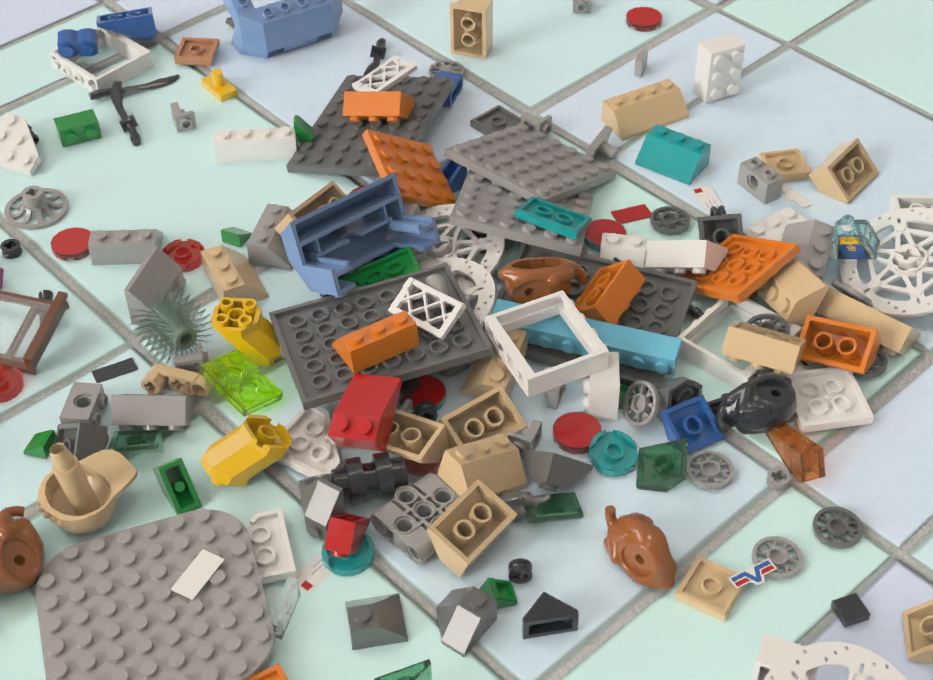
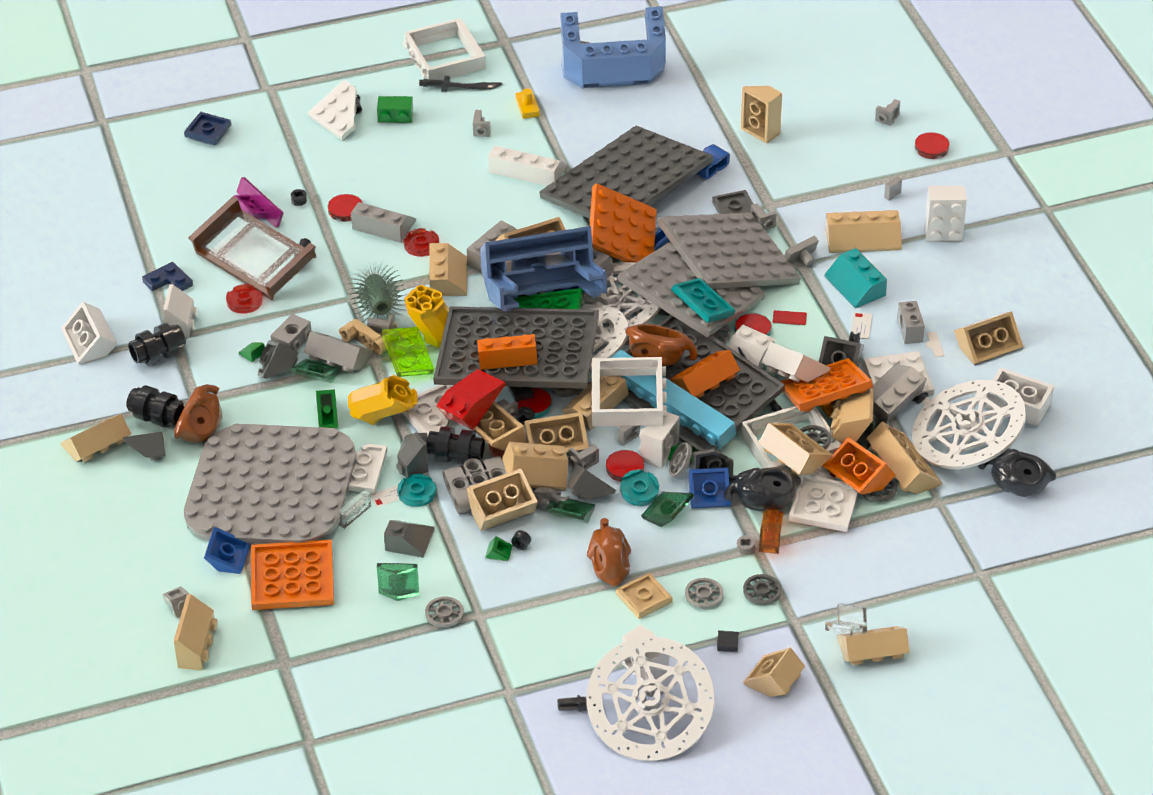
camera: 25 degrees right, 0 degrees up
(34, 200) = (332, 163): light grey wheel -> none
(75, 43) = (428, 31): blue brick -> none
(84, 492) = (261, 392): tan piece -> none
(114, 370) = (338, 314): black sticker -> none
(127, 123) = (437, 115): black sword -> none
(132, 23) = (483, 24): blue slope -> none
(154, 271) = (387, 249): light grey slope -> none
(197, 51) = (526, 65): nougat plate -> none
(197, 574) = (308, 468): white sticker -> none
(235, 236) = (466, 237): green slope -> none
(303, 130) = (566, 165): green slope -> none
(345, 534) = (417, 475): red slope -> none
(377, 52) = (673, 111): black sword -> none
(377, 106) = (631, 164): orange slope -> none
(387, 66) = (667, 140): white window -> none
(439, 283) = (573, 328): light grey cone -> none
(446, 65) = (726, 144): light grey wheel -> none
(449, 319) = (565, 350): white window -> none
(465, 618) = (467, 557): slope -> none
(549, 617) = (518, 573): black slope -> none
(670, 220) = (813, 332): dark grey wheel -> none
(710, 470) = (701, 522): light grey wheel -> none
(753, 574) = (677, 597): sticker -> none
(787, 163) = (946, 316): tan tile -> none
(850, 292) = (904, 433): light grey wheel -> none
(854, 239) = (935, 392): clear light blue torso -> none

